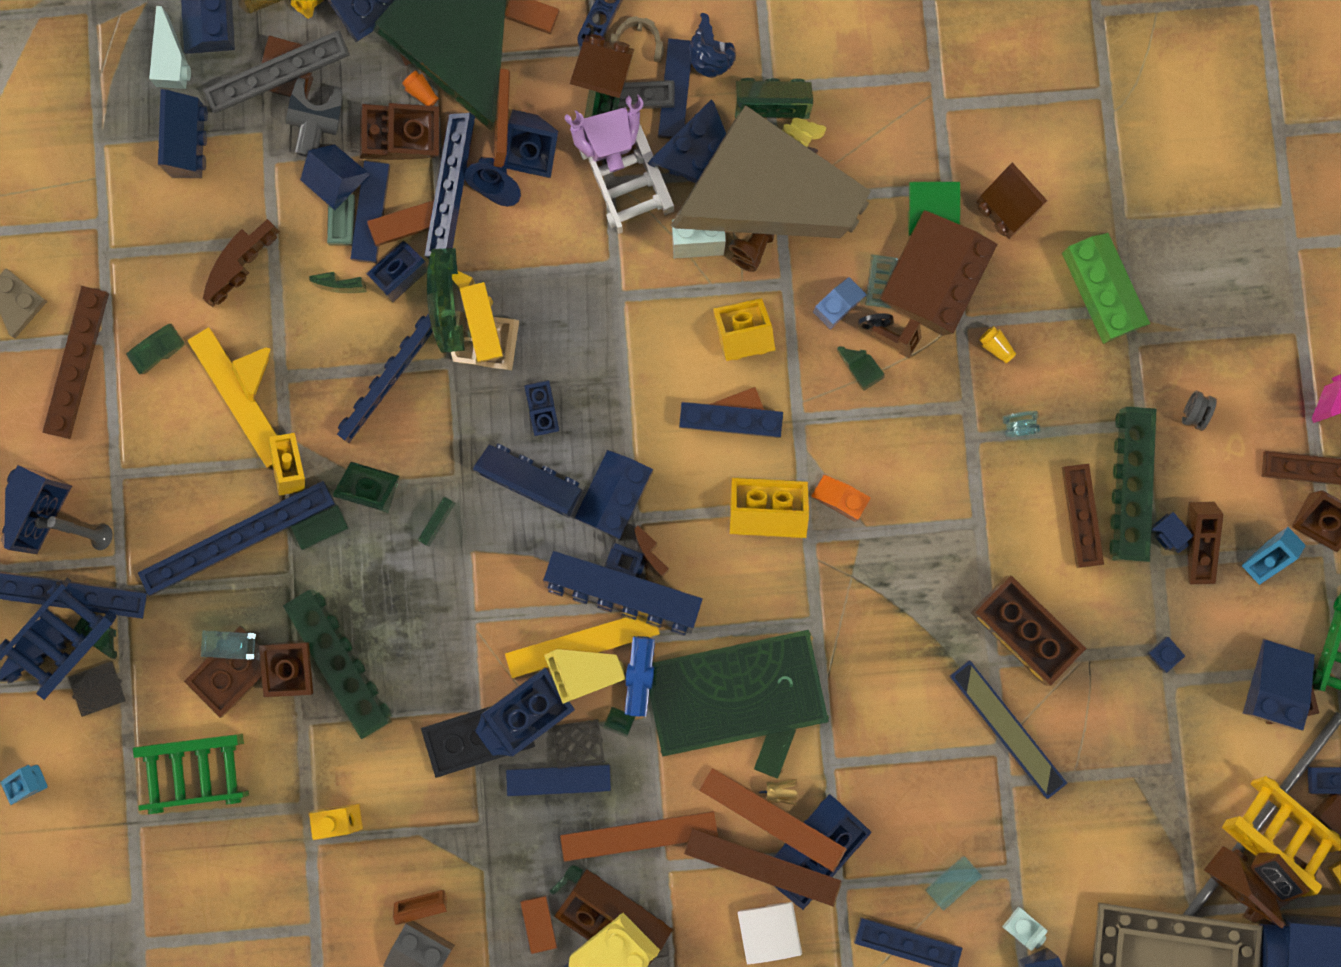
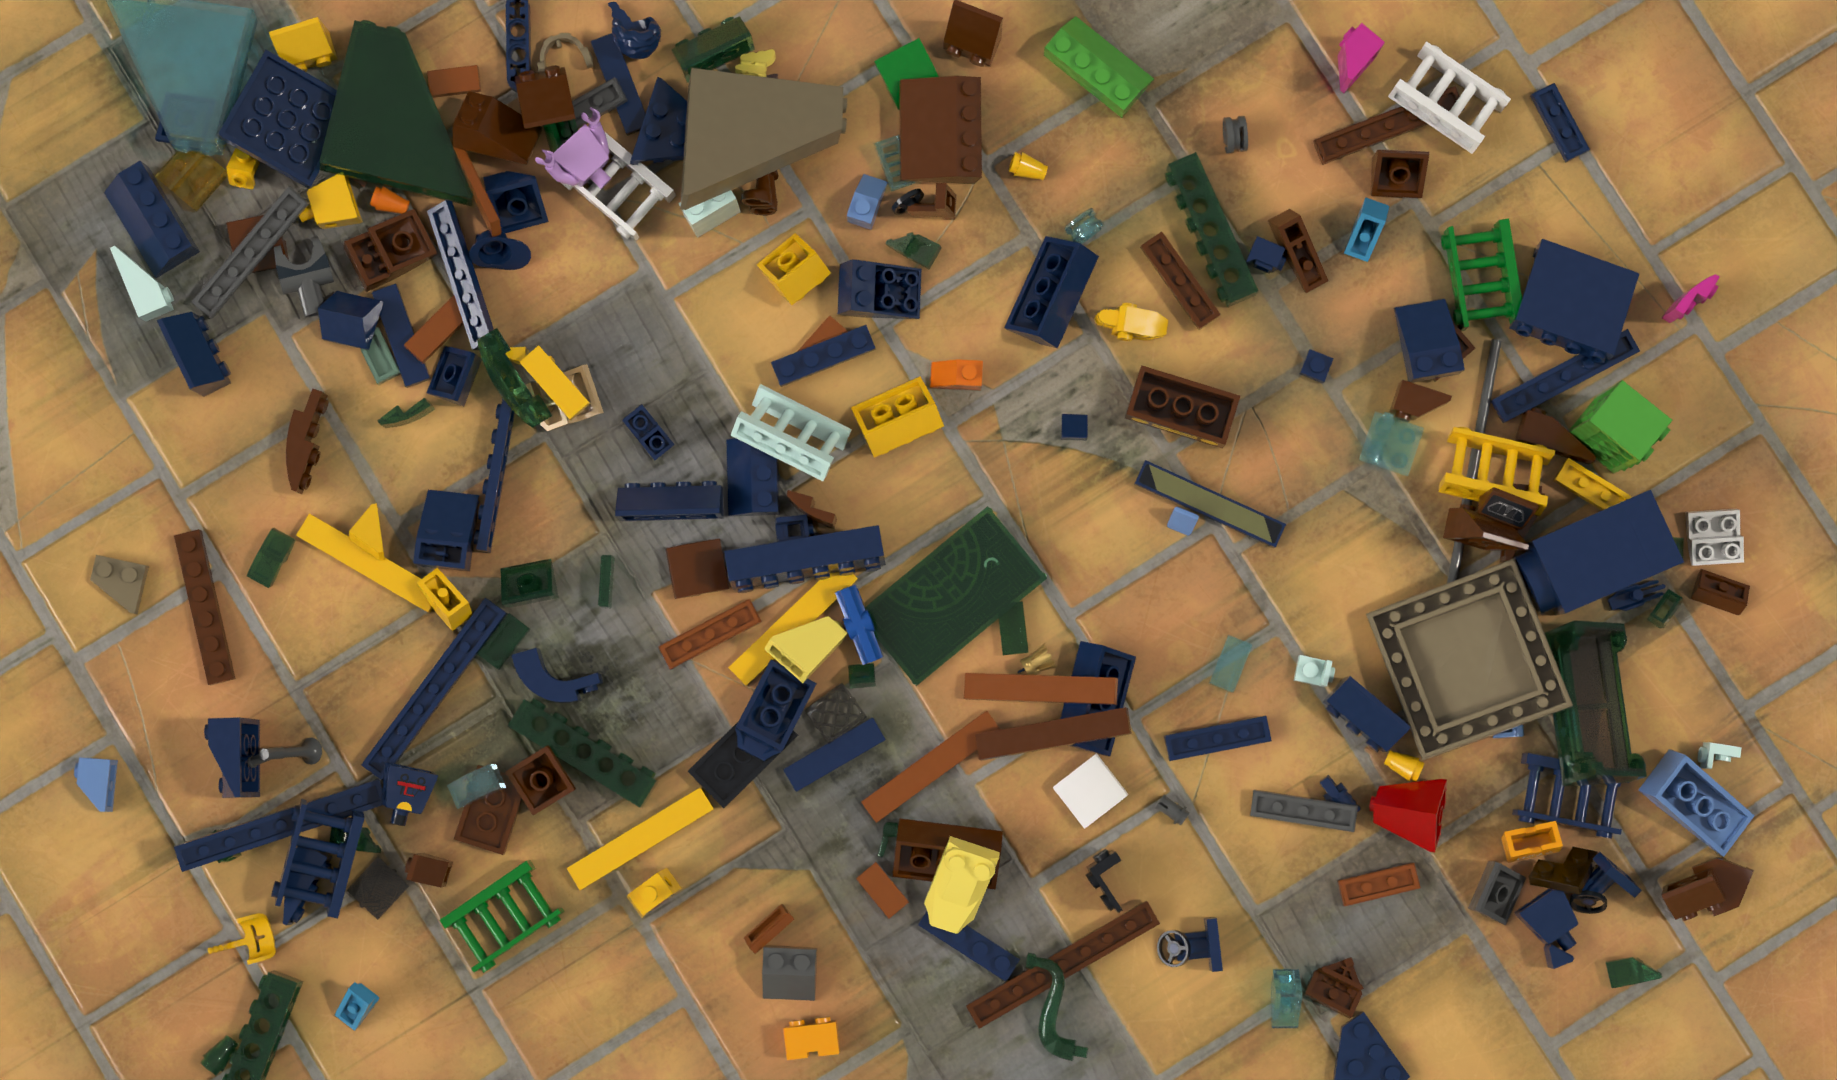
camera: 20 degrees left, 0 degrees up
(147, 697) = (428, 869): none -> reddish brown slope
(165, 616) = (406, 790): none -> dark blue torso
(320, 404) = (447, 531): none -> dark blue slope
(332, 580) = (535, 676): none -> dark blue arch
(348, 765) = (640, 838): none -> yellow tile
(370, 66) = (332, 204): none -> yellow torso
(504, 615) = (710, 634): none -> dark orange tile
(522, 551) = (697, 568): none -> reddish brown slope
(543, 72) = (493, 129): none -> reddish brown slope
(654, 484) = (783, 446): none -> light aqua fence
(809, 387) = (879, 290): none -> dark blue slope
(921, 597) = (1074, 427): none -> dark blue slope
(963, 466) = (1051, 291): none -> dark blue slope
(975, 732) = (1182, 521): none -> medium blue slope
(1020, 531) = (1133, 322): none -> yellow hinge
(1198, 759) = (1391, 443): none -> clear light blue hinge
(1240, 732) = (1416, 400): none -> reddish brown slope

